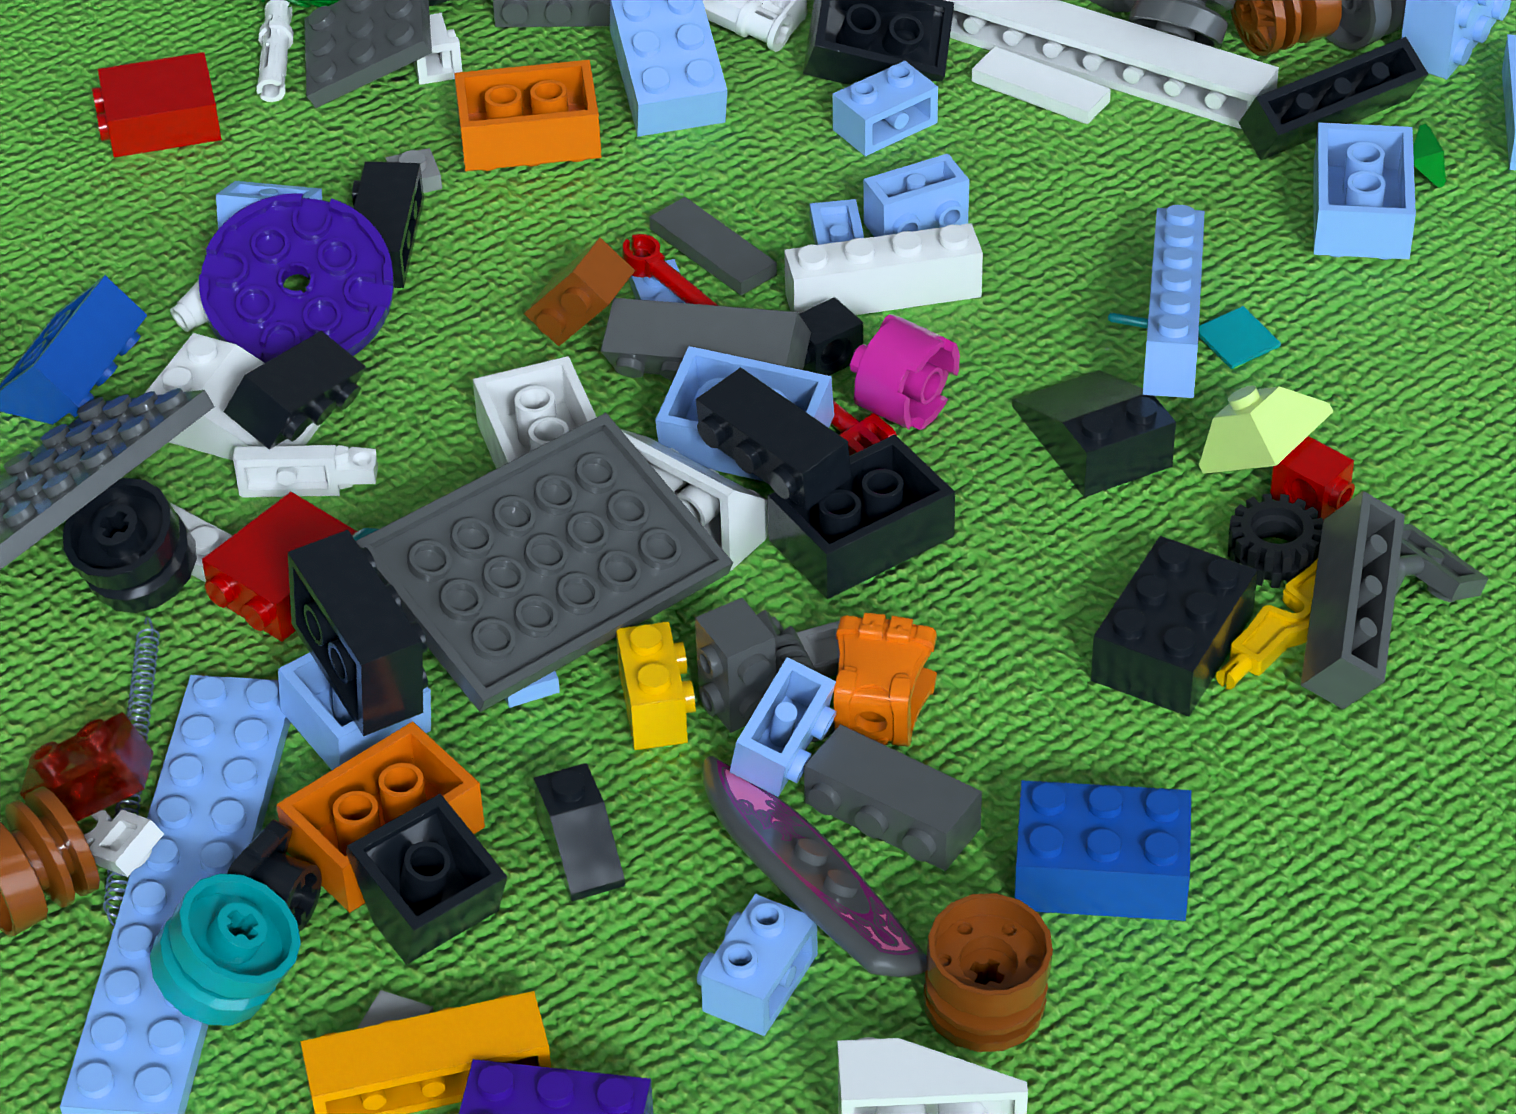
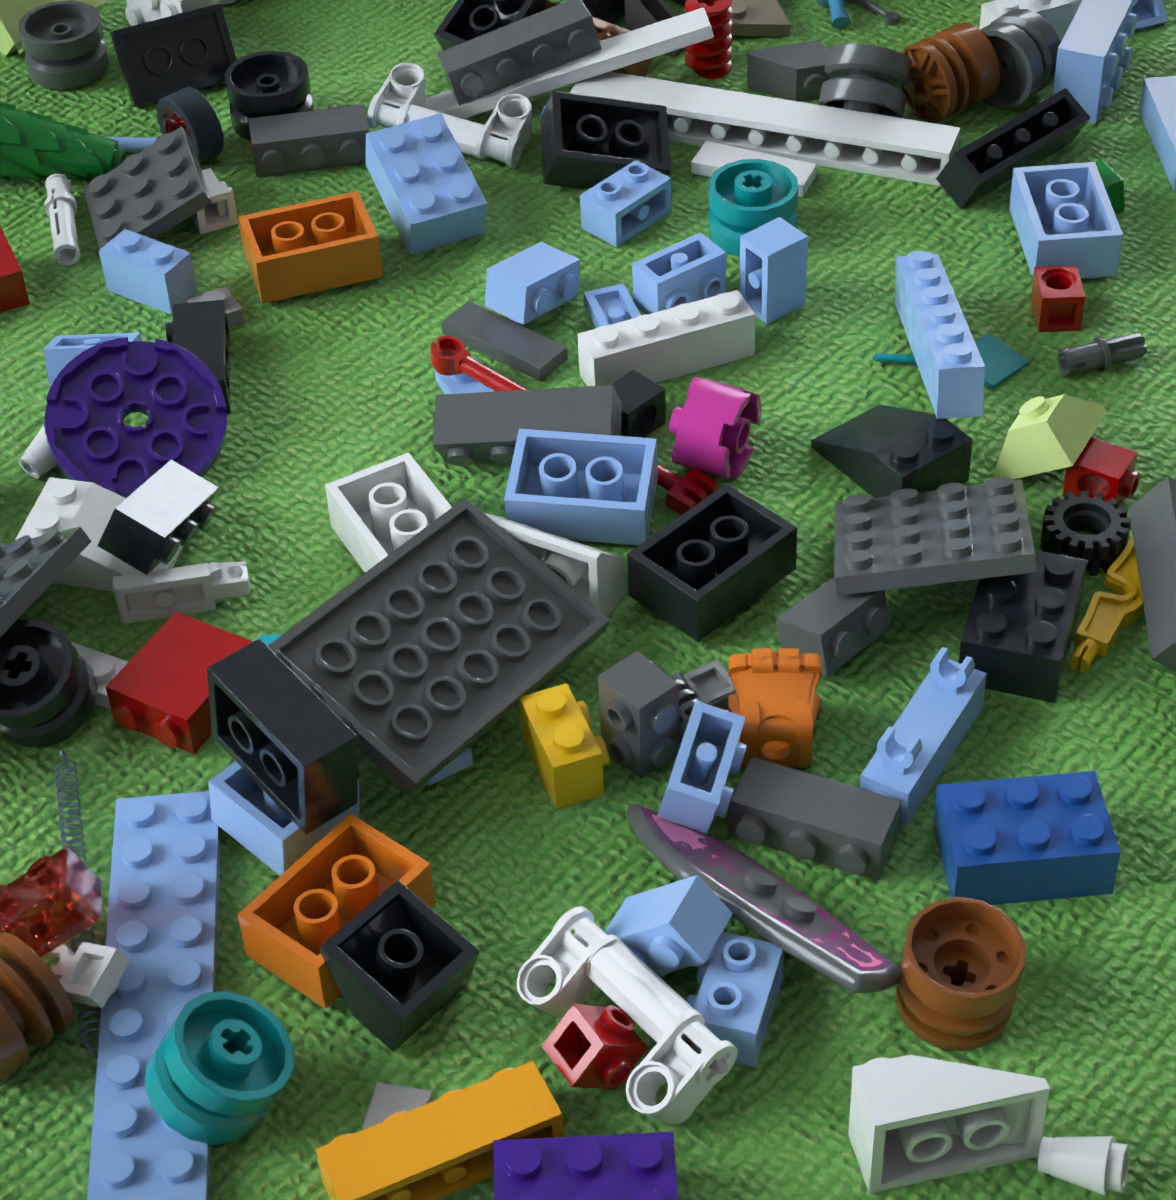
camera: 10 degrees left, 0 degrees up
(287, 876) = (262, 982): black piece -> none
(350, 120) = (148, 271): none -> light blue brick
(578, 831) = (523, 888): black slope -> none
(579, 292) = (401, 394): dark orange brick -> none
(599, 906) = (644, 998): none -> white piece
(600, 987) = (595, 1046): none -> red brick
(701, 884) = (672, 925): none -> light blue brick
(754, 186) = (532, 282): none -> light blue brick
(773, 439) = (623, 501): black brick -> none
(972, 599) = (834, 624): none -> dark grey brick
(1019, 205) = (773, 269): none -> light blue brick
(1021, 131) = (748, 196): none -> teal wheel
(1033, 729) = (926, 734): none -> light blue brick
(1098, 521) = (932, 536): none -> dark grey plate
(1330, 277) = (1057, 298): none -> red brick
(1361, 345) = (1101, 353): none -> dark grey axle

